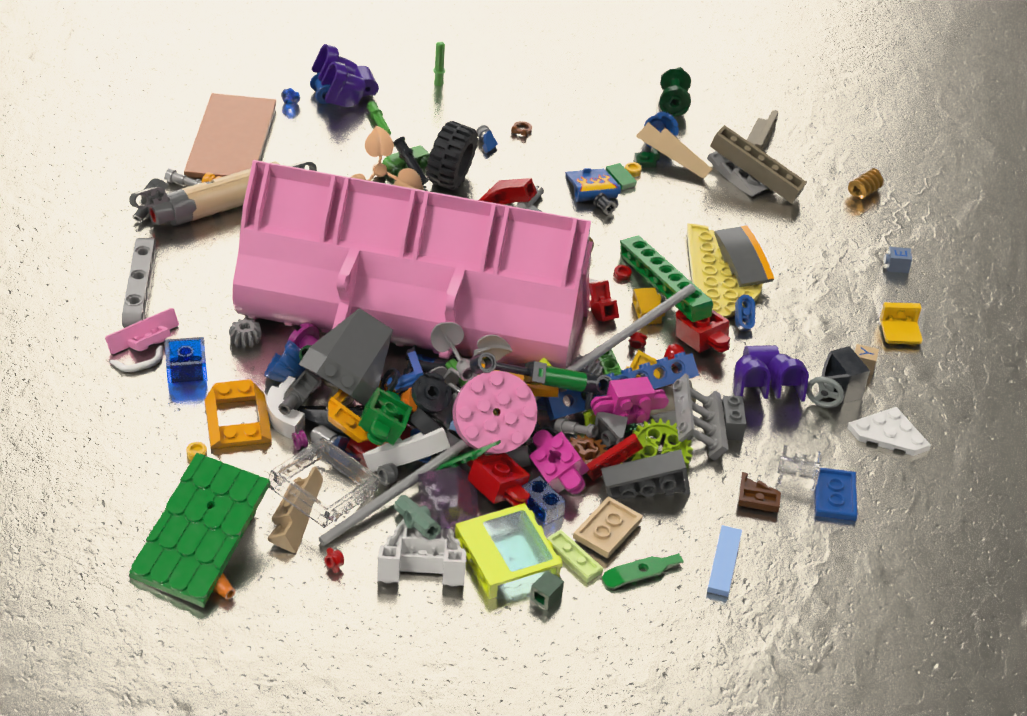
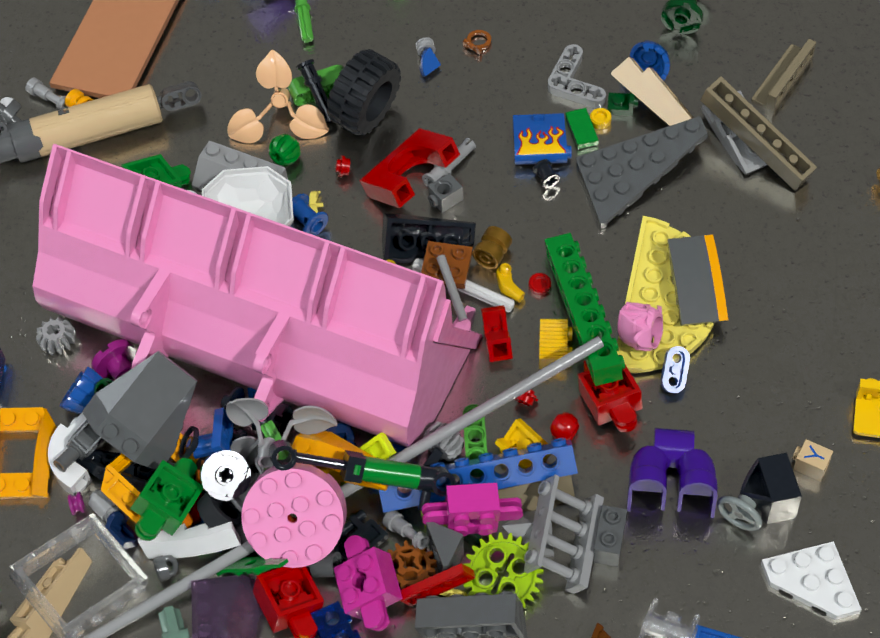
camera: 20 degrees right, 15 degrees up
(597, 273) = (506, 283): none -> yellow arm
(598, 151) = (566, 79): none -> light grey beam
(665, 197) = (624, 170): none -> dark grey wing
(714, 282) = (639, 324): none -> bright pink piece

